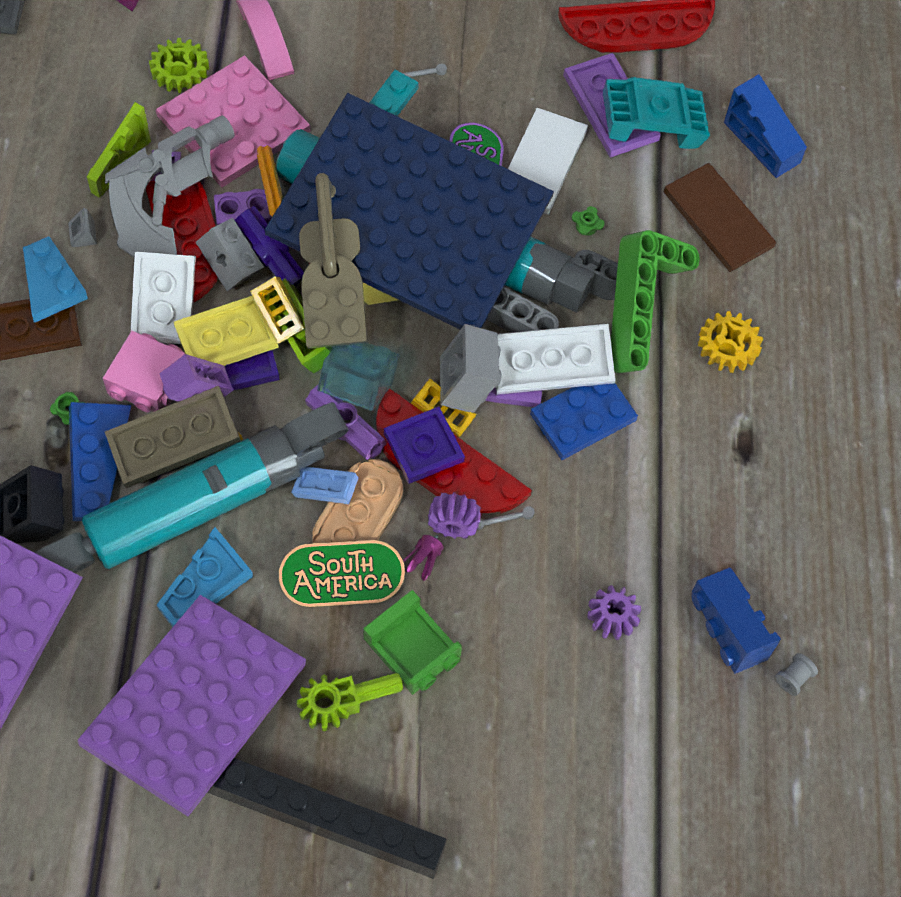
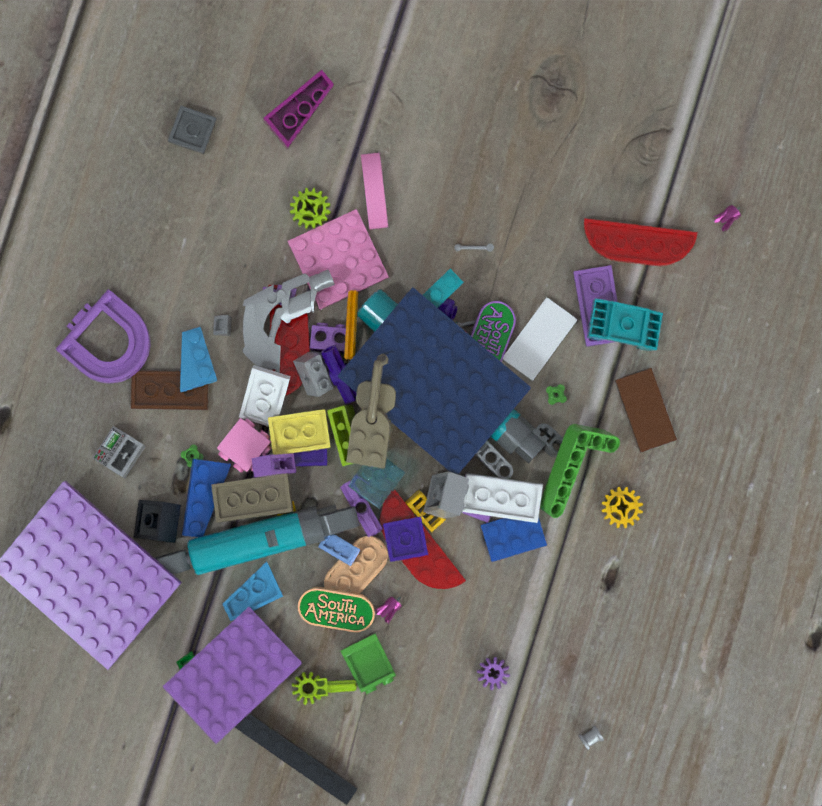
camera: 15 degrees right, 20 degrees up
(128, 139) = (256, 275): lime wing -> none
(259, 295) = (339, 417): yellow slope -> none
(454, 515) = (412, 590): medium lavender gear -> none
(527, 513) = (460, 593): light grey hinge -> none
(733, 621) = (562, 696): blue wedge -> none
(764, 127) = (697, 353): blue wedge -> none

